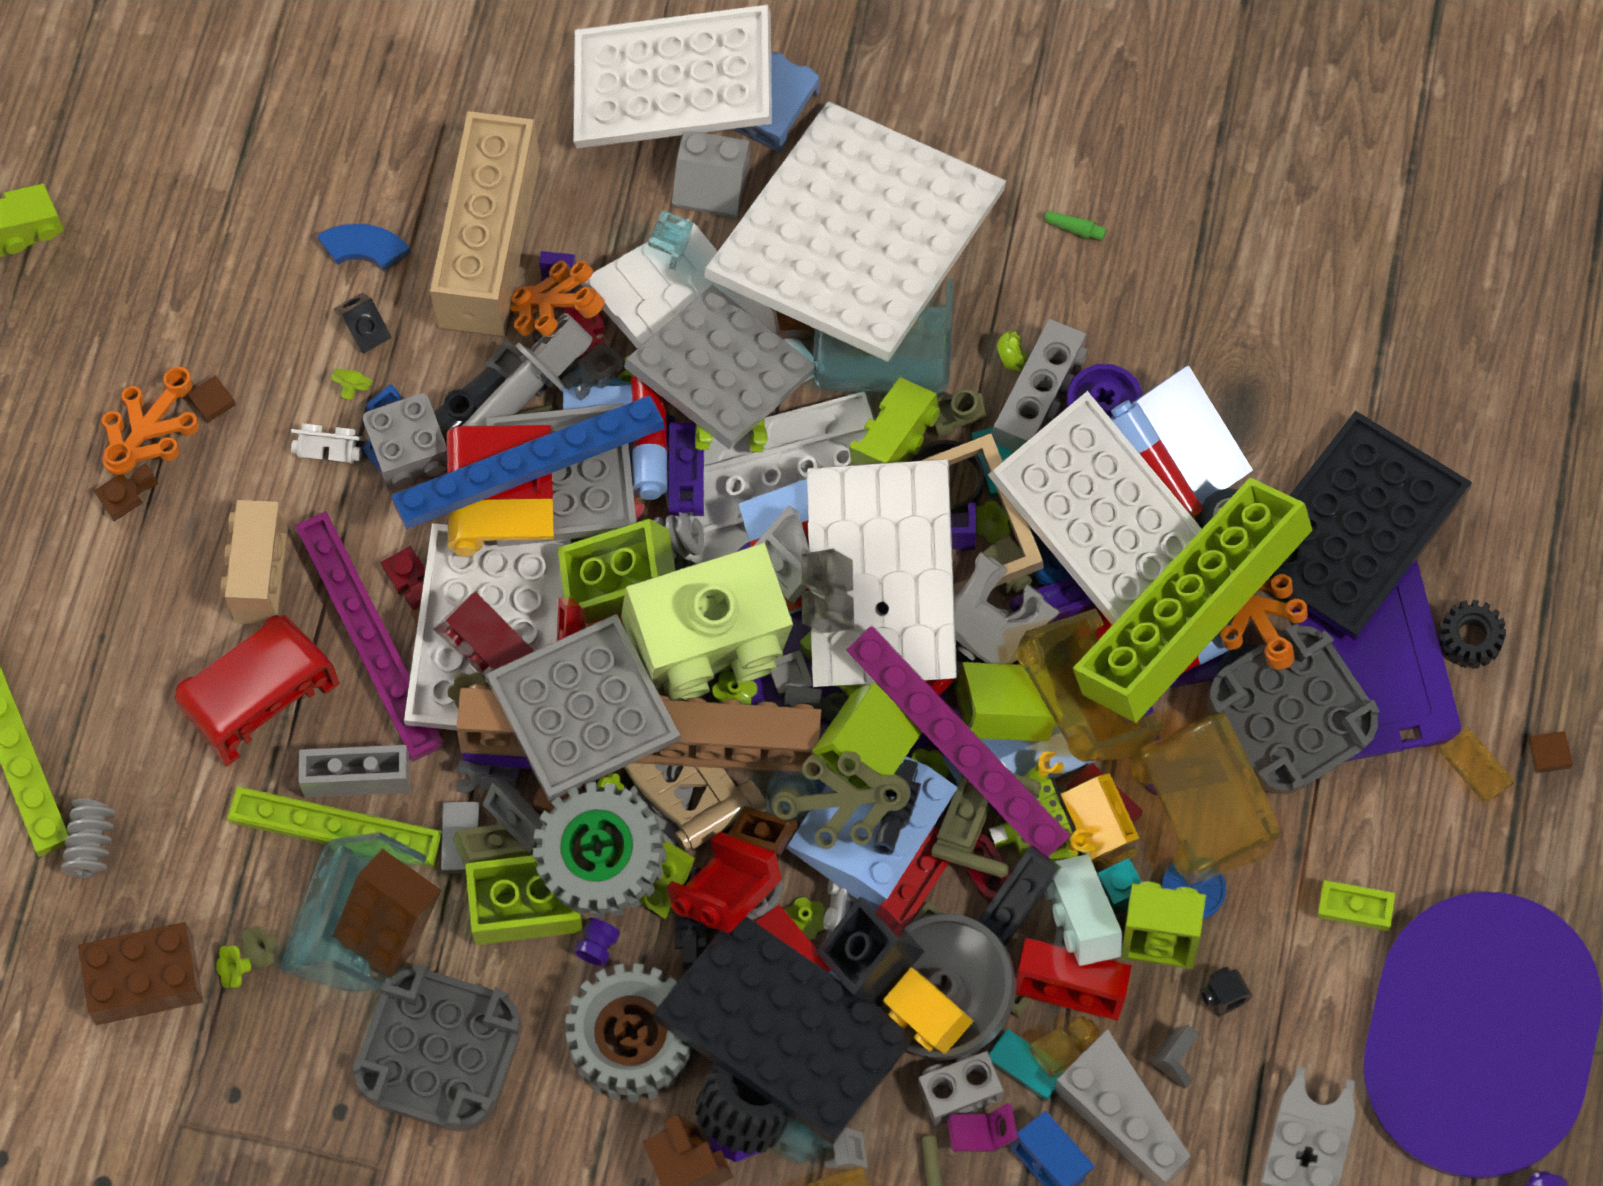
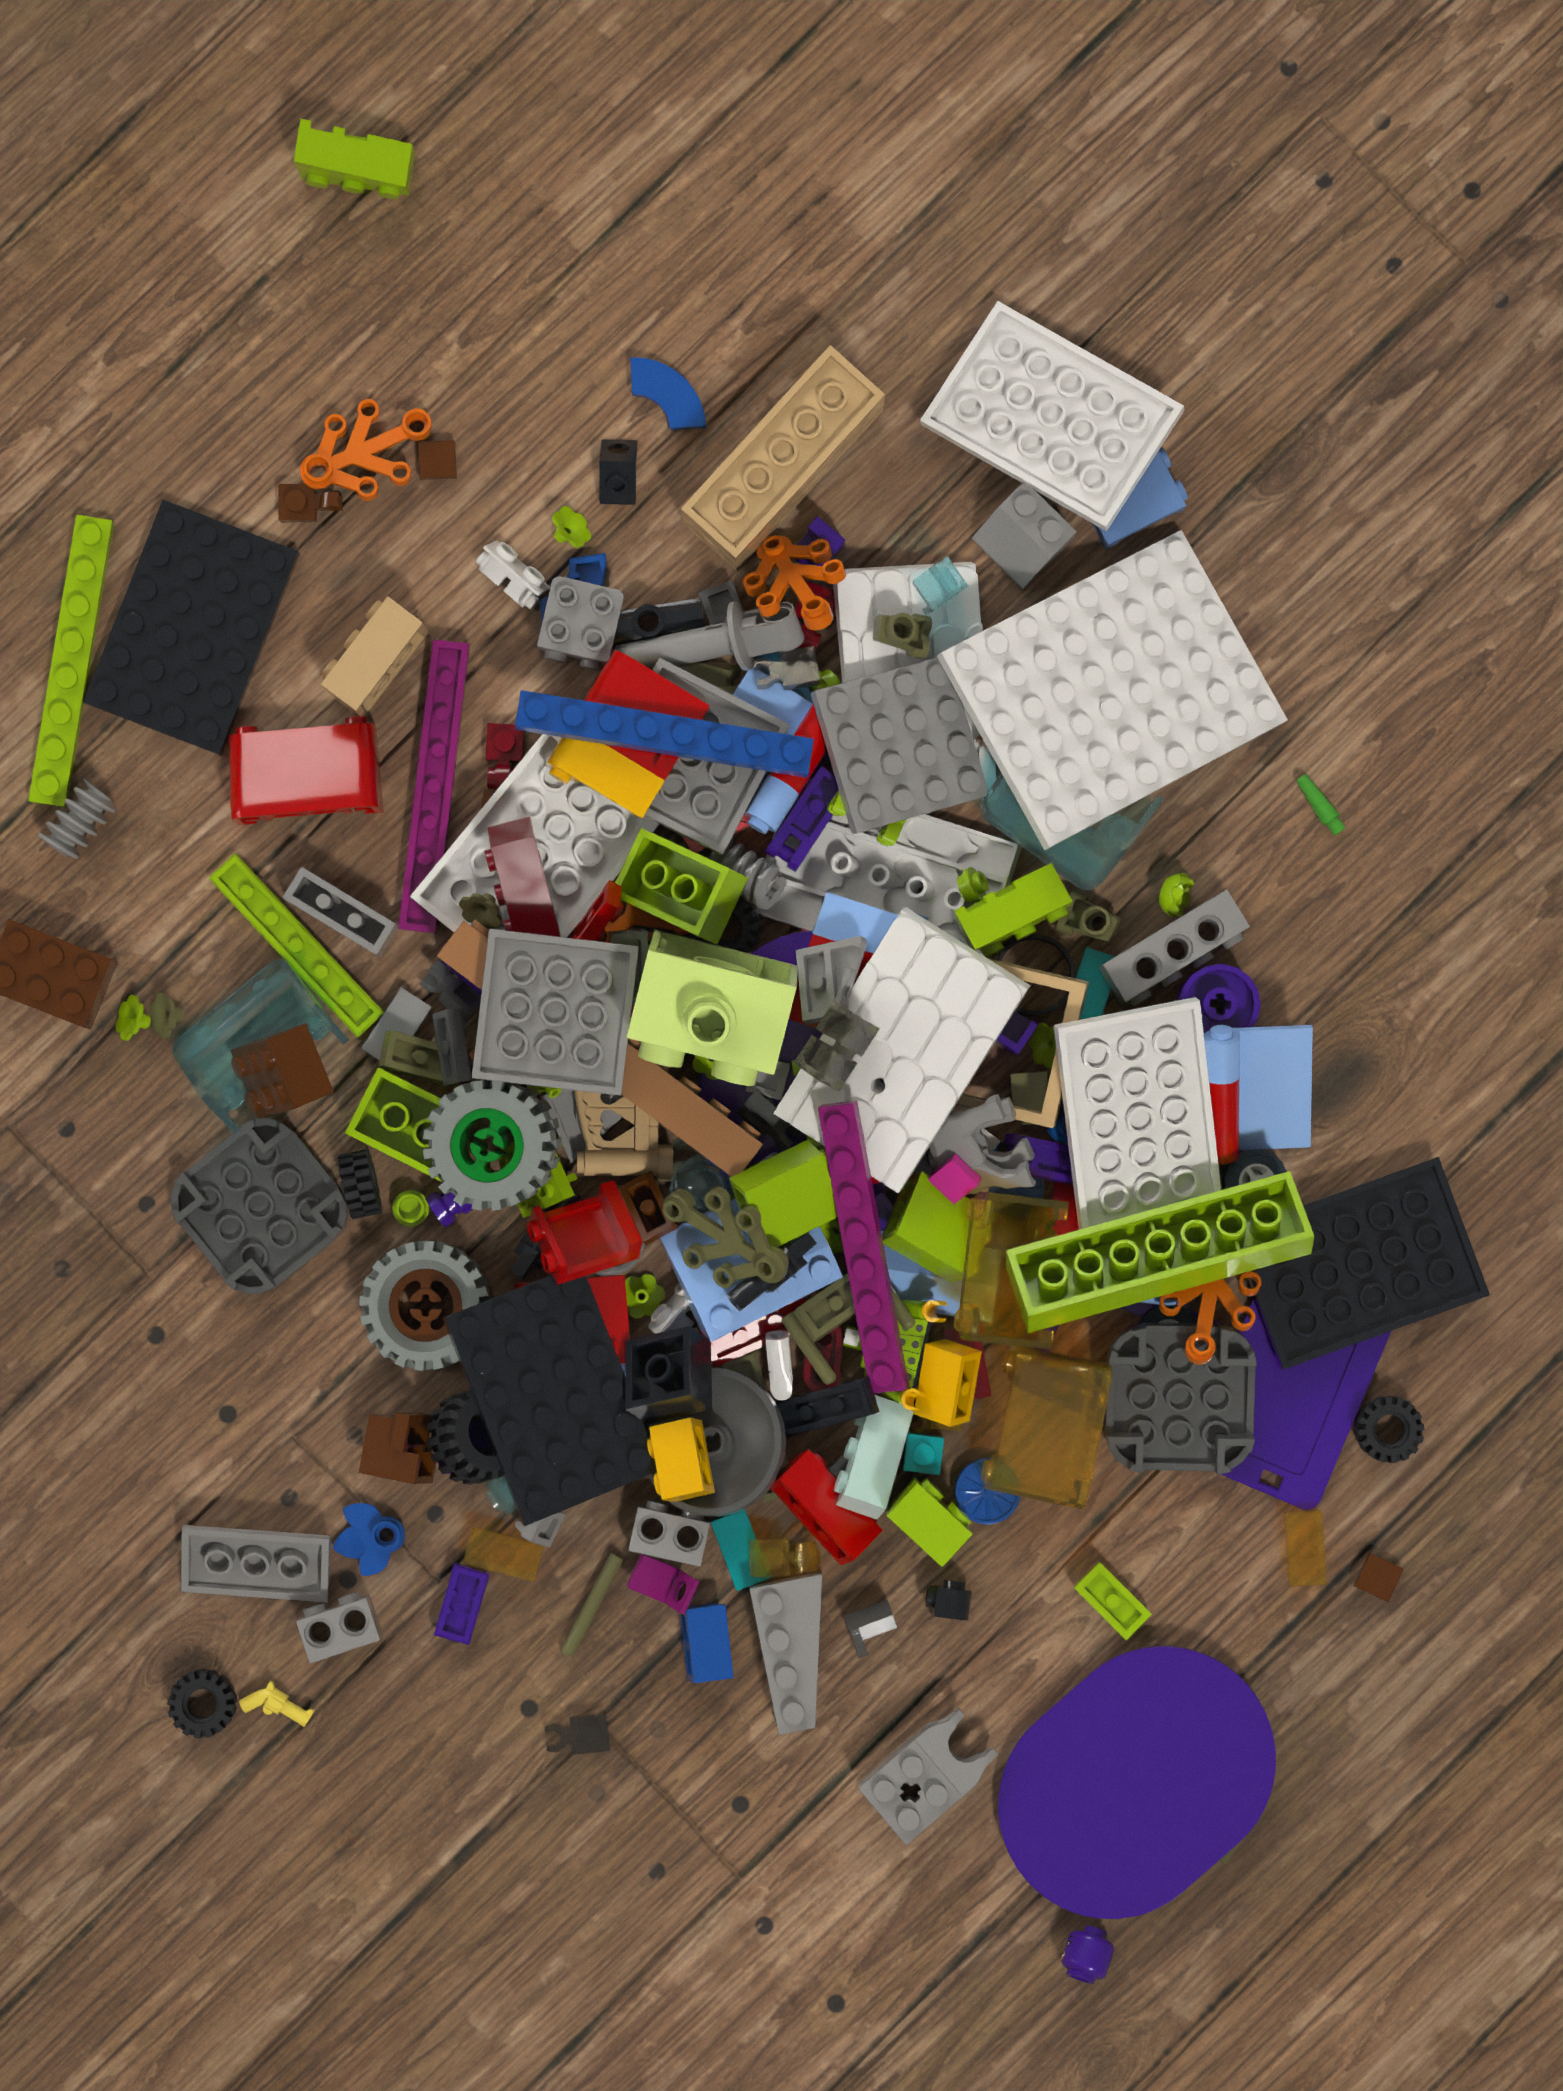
camera: 30 degrees right, 20 degrees up
(90, 641) = (191, 627): none -> black plate
(511, 970) = (359, 1184): none -> black tyre
(566, 970) = (410, 1208): none -> lime plate
(666, 285) = (904, 632): none -> olive plate
(848, 434) = (972, 885): none -> lime plate
(954, 891) = (779, 1364): none -> white bar
(992, 648) = (954, 1178): none -> dark pink tile

